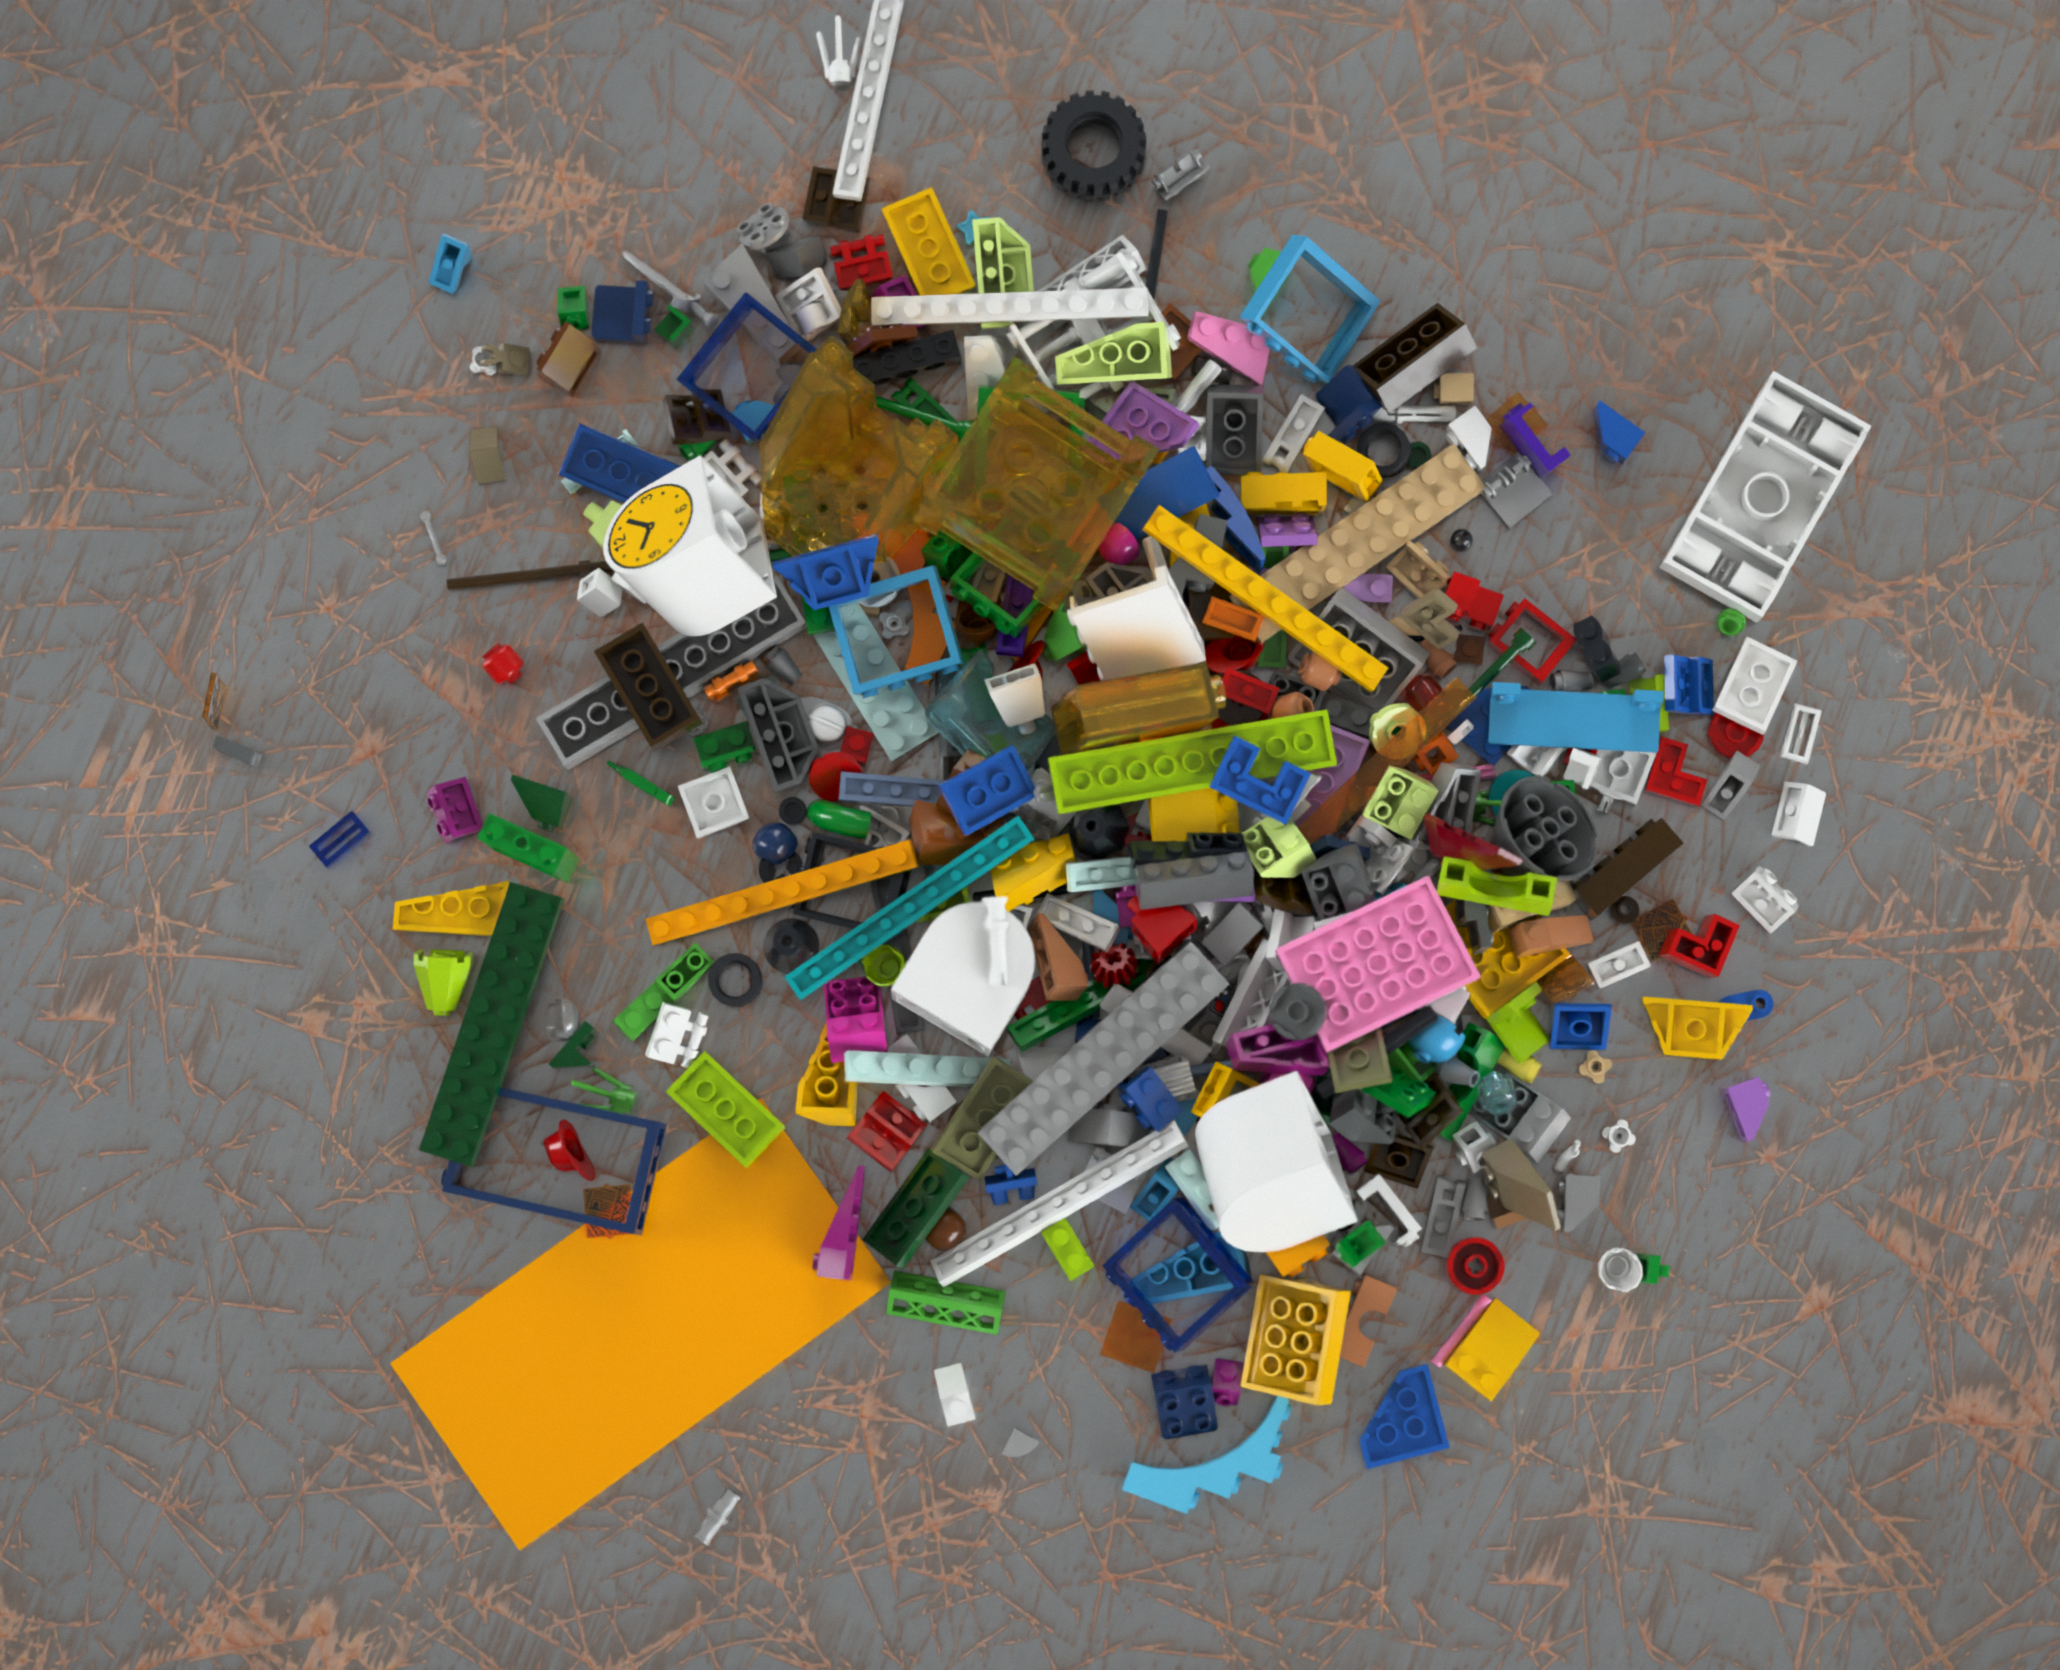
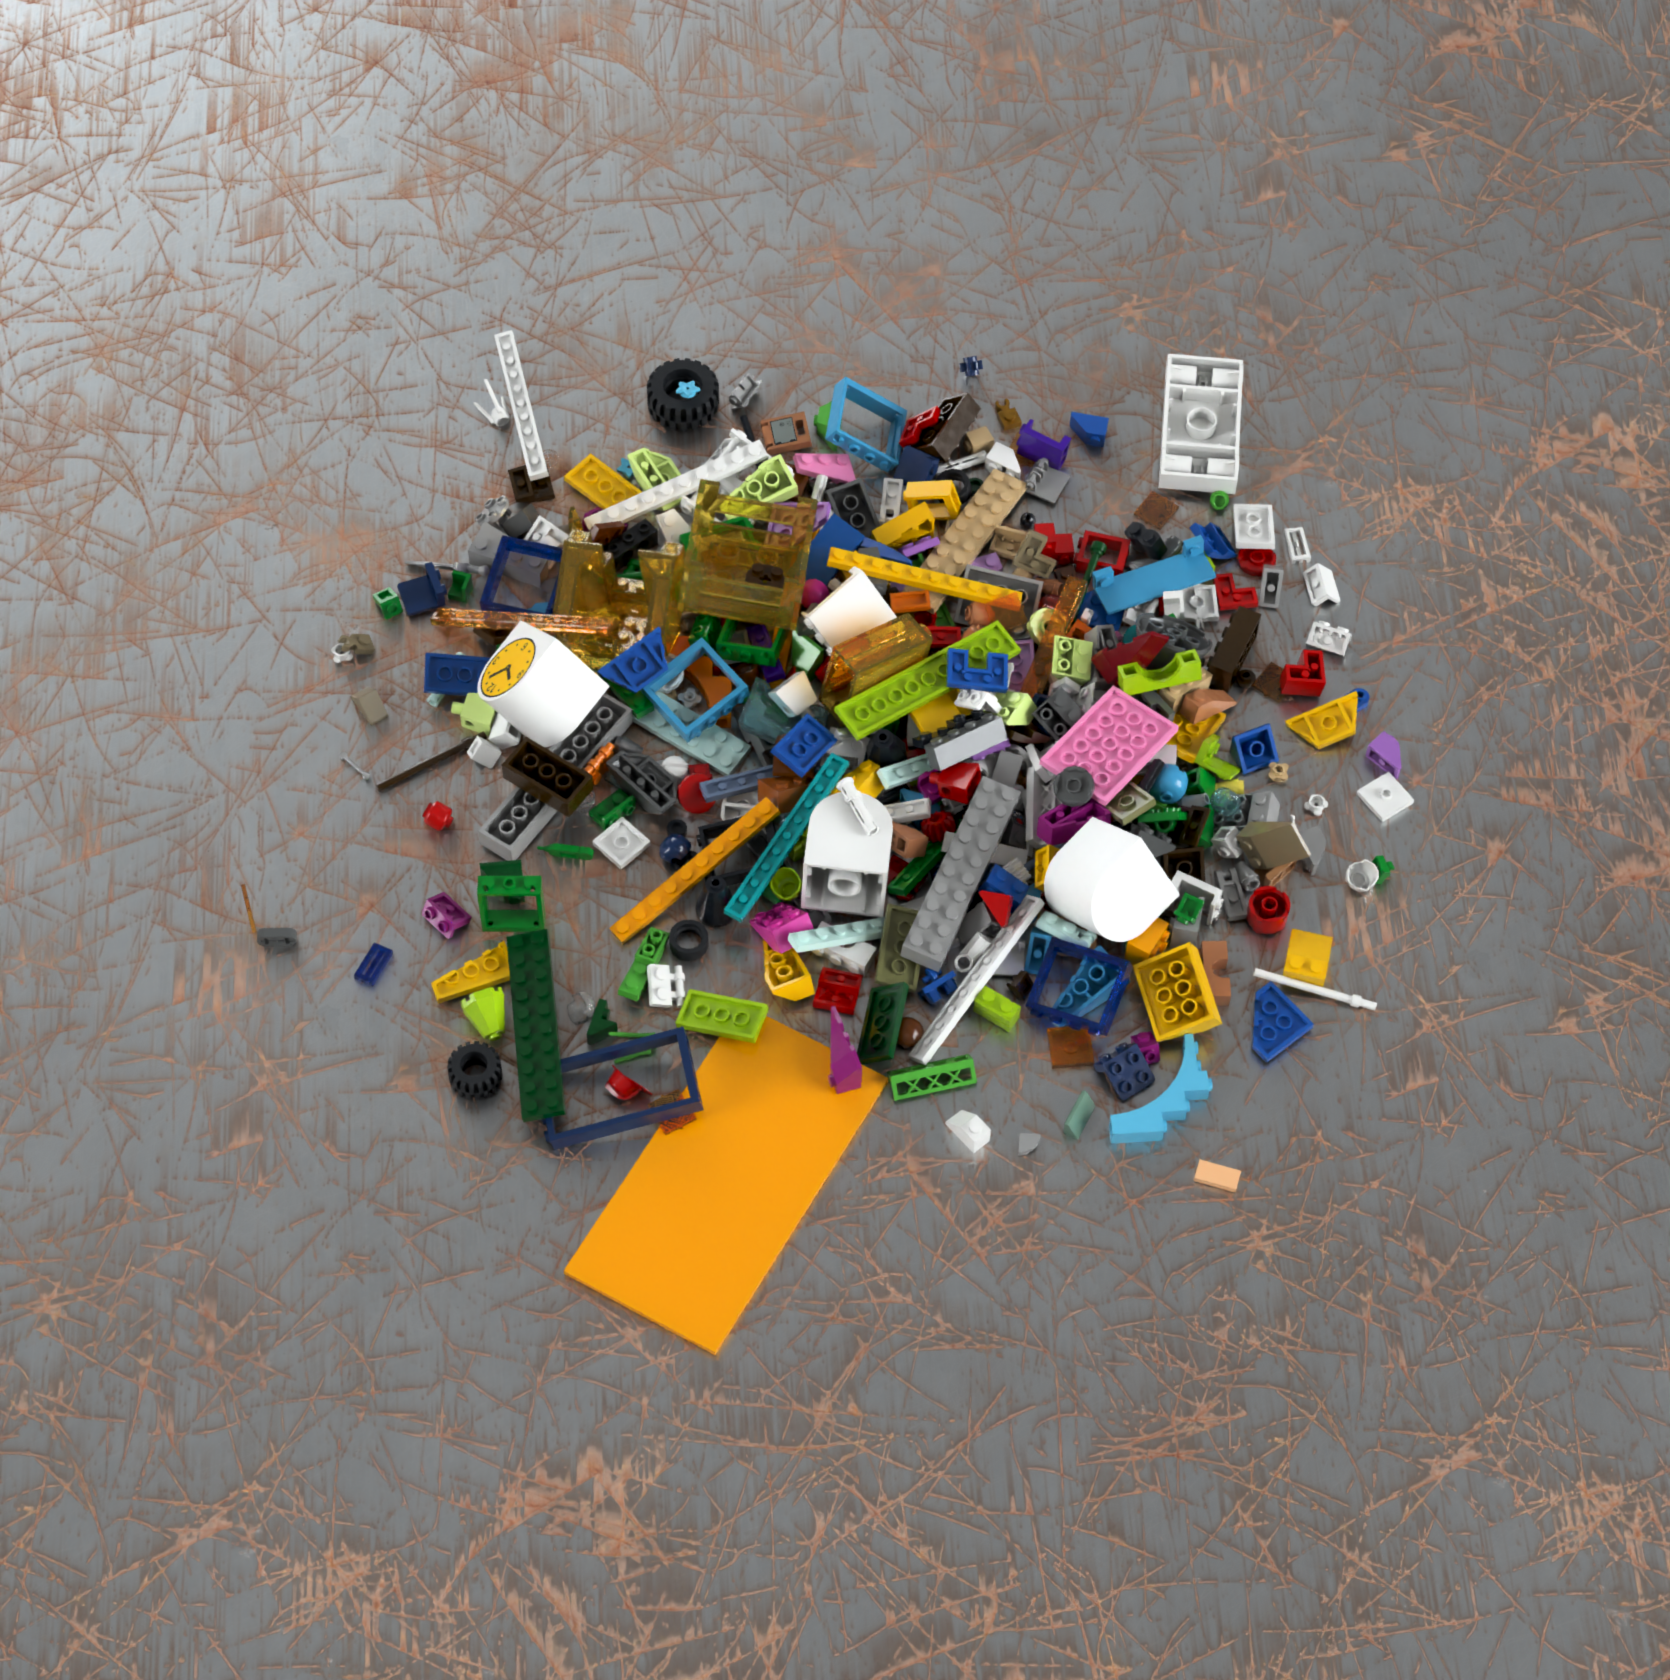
camera: 30 degrees left, 25 degrees down
(372, 1045) = (474, 1085): none -> black tyre
(449, 263) = (293, 603): dark azure slope -> none
(567, 359) = (398, 627): slope -> none
(716, 1516) = (843, 1272): light grey pin -> none
(720, 434) = (508, 621): none -> clear orange plate
(839, 818) = (710, 813): green cylinder -> none
(870, 268) = (560, 516): red plate -> none
(1049, 543) = (762, 572): none -> dark brown plate
(1070, 1162) = (972, 951): none -> white piece
(1091, 159) = (688, 389): none -> medium azure plate
(1099, 1438) = (1079, 1115): none -> sand green slope
(1114, 1229) = (1021, 985): none -> dark brown tile
(1124, 1127) = (999, 905): none -> red slope
(1200, 262) = (781, 433): none -> nougat container
(1227, 1592) = (1217, 1175): none -> light nougat tile
(1239, 822) = (978, 701): none -> white bracket
(1350, 690) = (1007, 611): none -> clear orange piece
(1377, 334) = (916, 424): none -> red plate
(1461, 1331) = (1282, 952): bright pink bar -> none
(1503, 262) = (971, 366): none -> dark blue gear
(1516, 363) = (1007, 416): none -> pearl gold plate
(1519, 1434) = (1354, 1000): none -> white bar
(1565, 980) = (1232, 725): clear orange piece -> none
(1618, 965) = (1259, 709): white plate -> none
(1641, 596) = (1156, 510): none -> clear orange piece
(1714, 1163) = (1385, 796): none -> white plate

